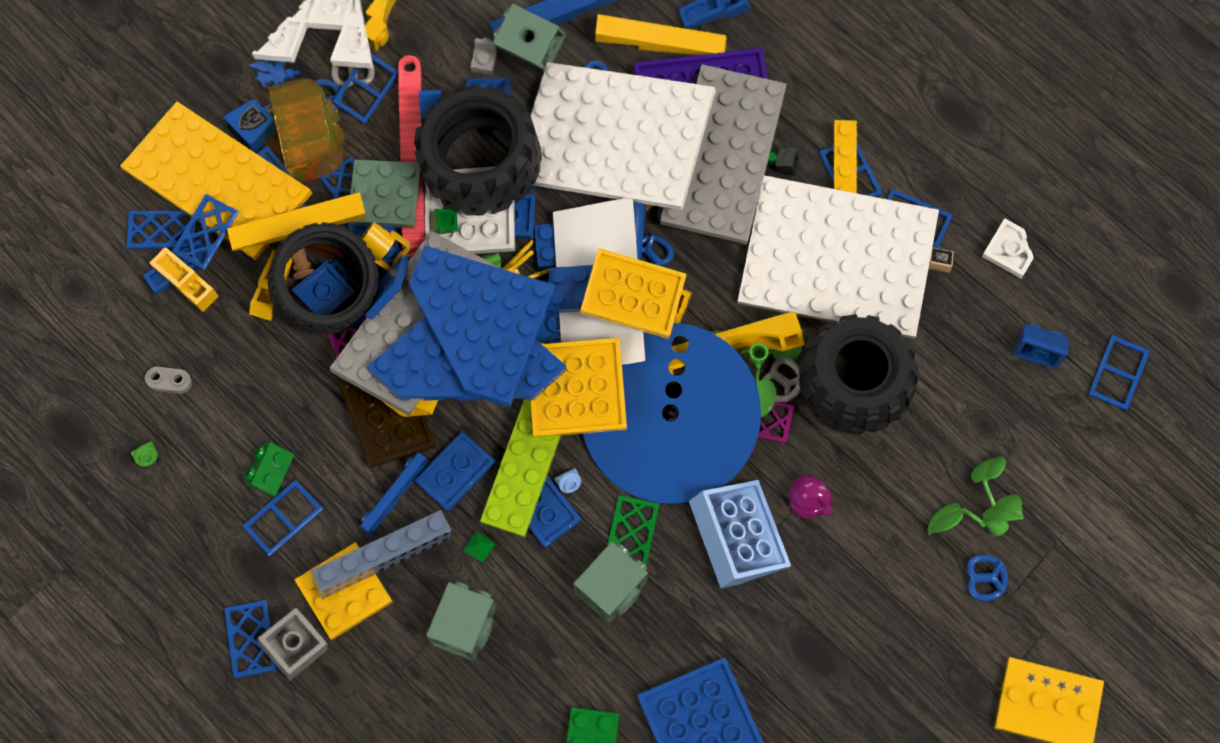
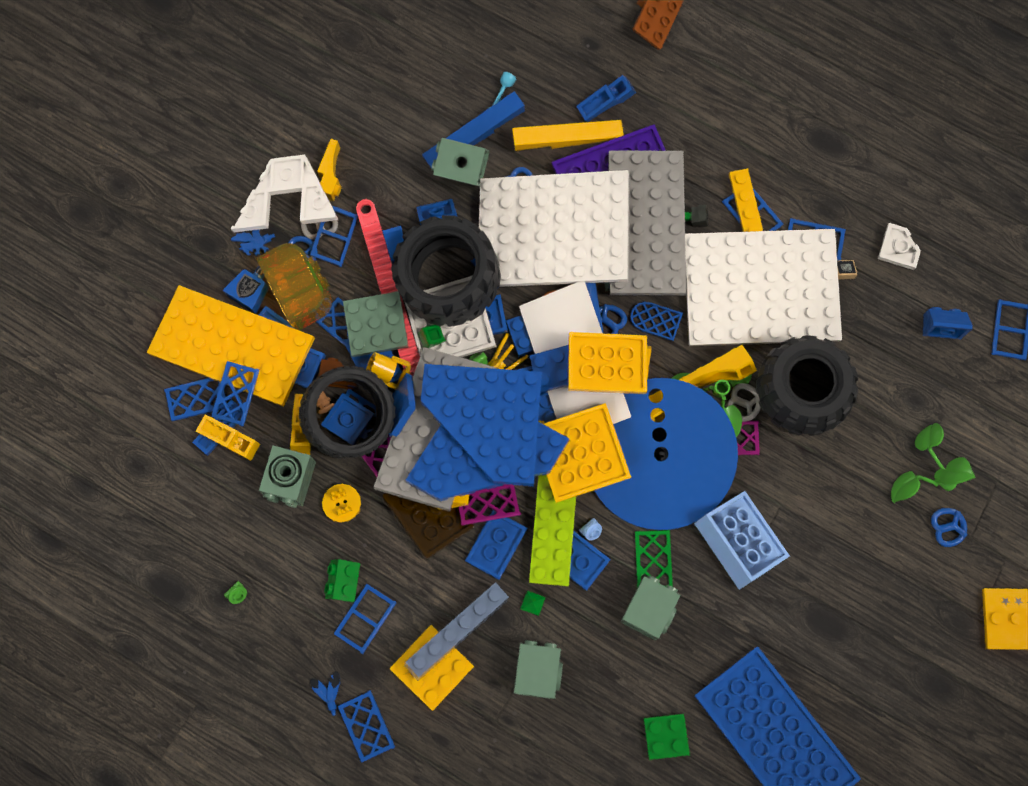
camera: 10 degrees left, 5 degrees up
(167, 380) = (237, 525): light grey plate -> none
(218, 593) = (327, 695): none -> blue piece
(238, 337) = (289, 489): none -> sand green brick
(278, 227) = (311, 367): yellow slope -> none
(292, 393) = (345, 511): none -> yellow plate
(292, 644) = (404, 724): light grey brick -> none
(373, 519) = (440, 602): blue plate -> none
(468, 437) = (500, 514): none -> magenta window
(484, 56) = (425, 185): light grey bracket -> none
(708, 249) = (667, 310): none -> blue window
(809, 497) = (791, 495): magenta piece -> none

